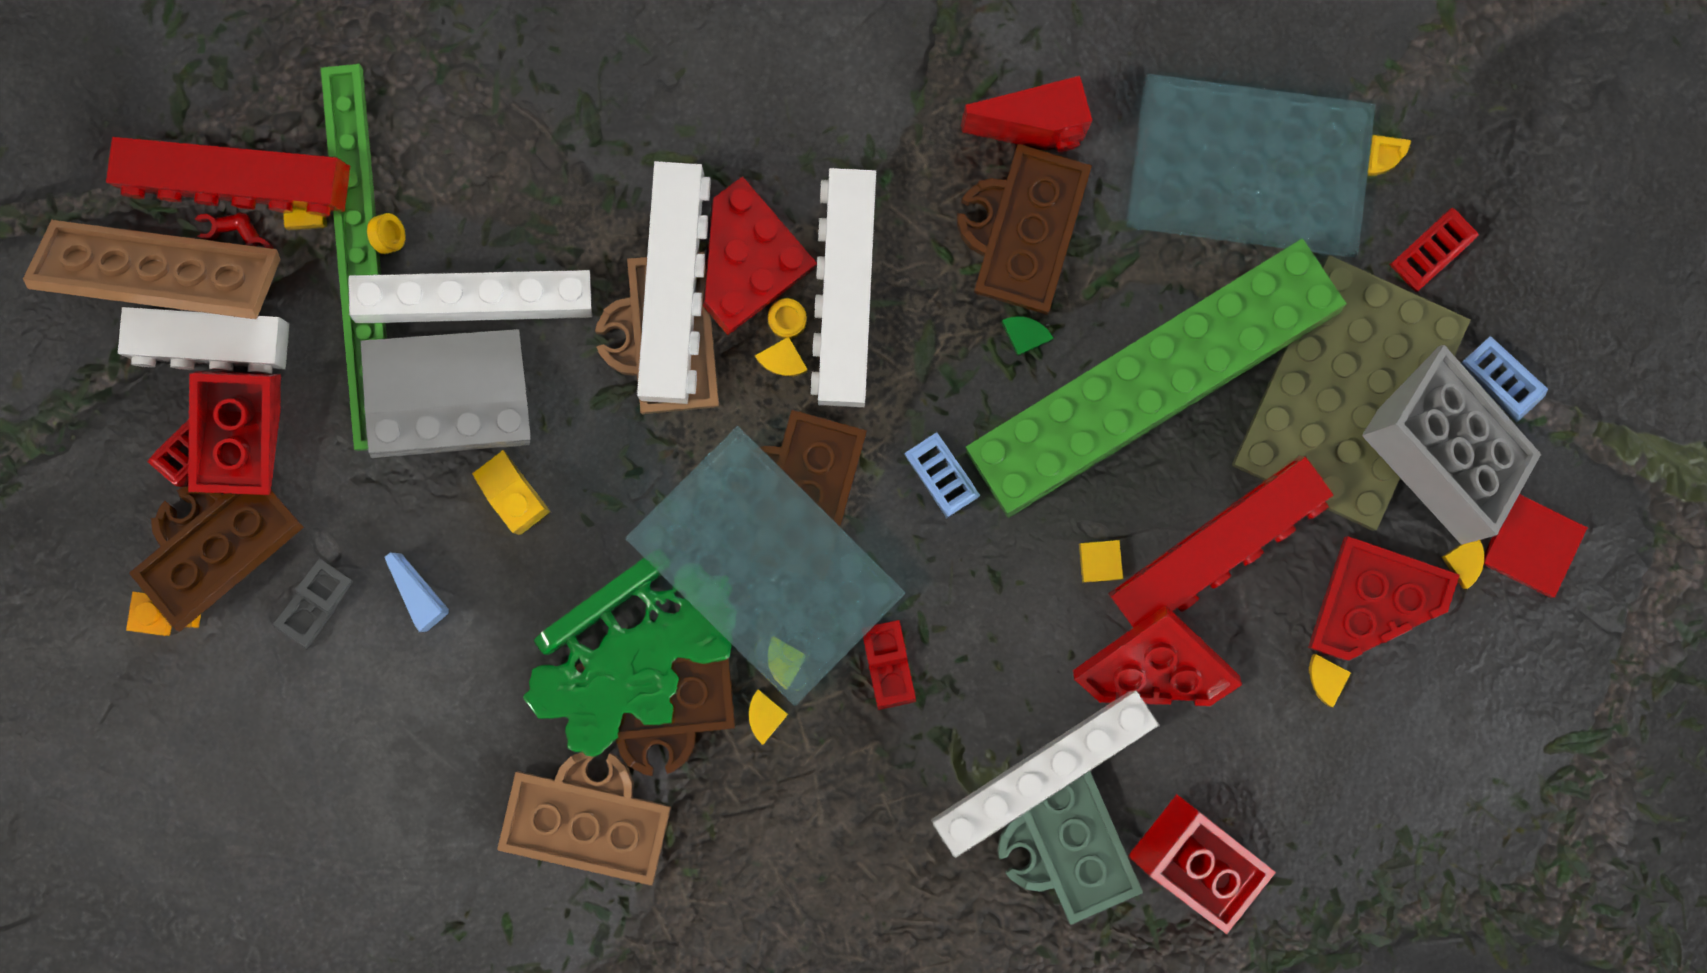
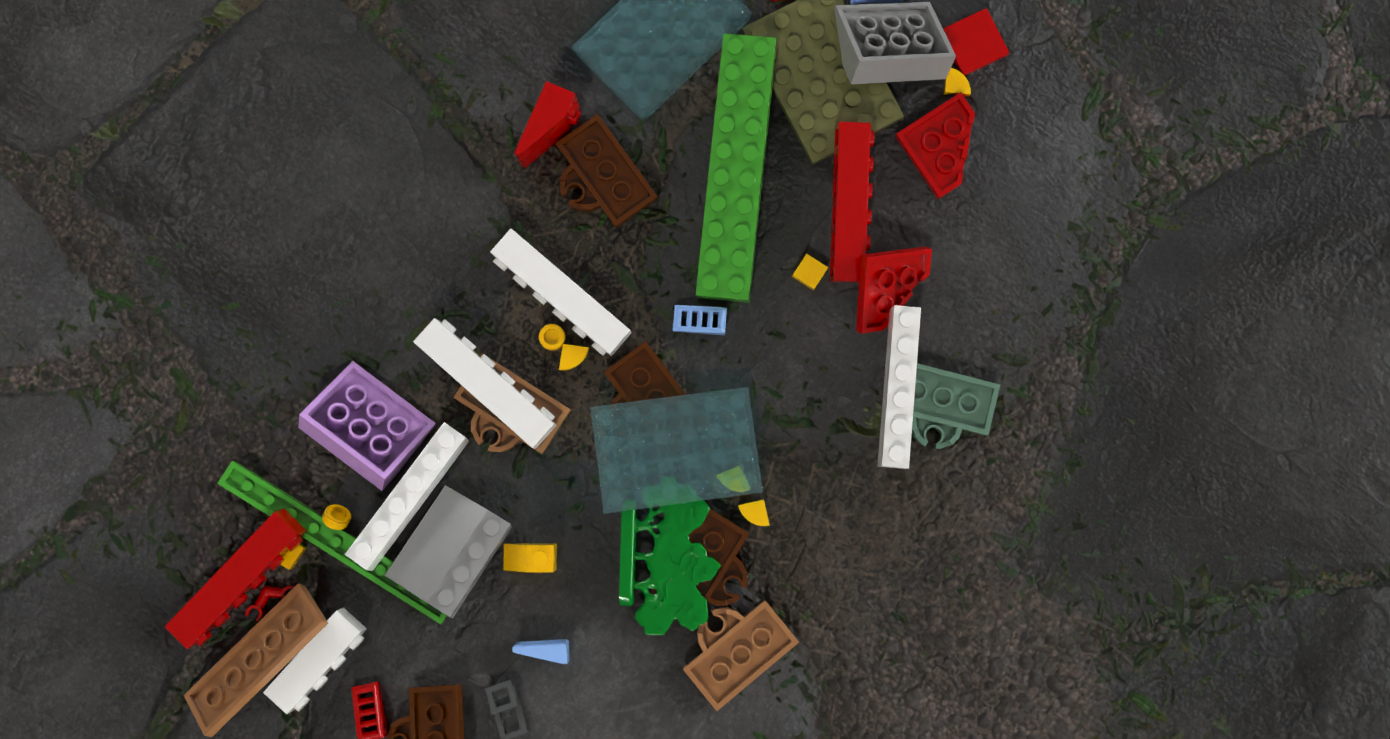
camera: 50 degrees left, 0 degrees up
(233, 431) = (379, 683): red slope -> none
(517, 183) = (365, 425): none -> lavender slope
(748, 257) = (503, 332): red plate -> none
(889, 665) = (779, 426): red slope -> none
(1025, 334) = (659, 217): green tile -> none
(1201, 864) = (1008, 342): red slope -> none
(1327, 679) = (962, 202): yellow tile -> none

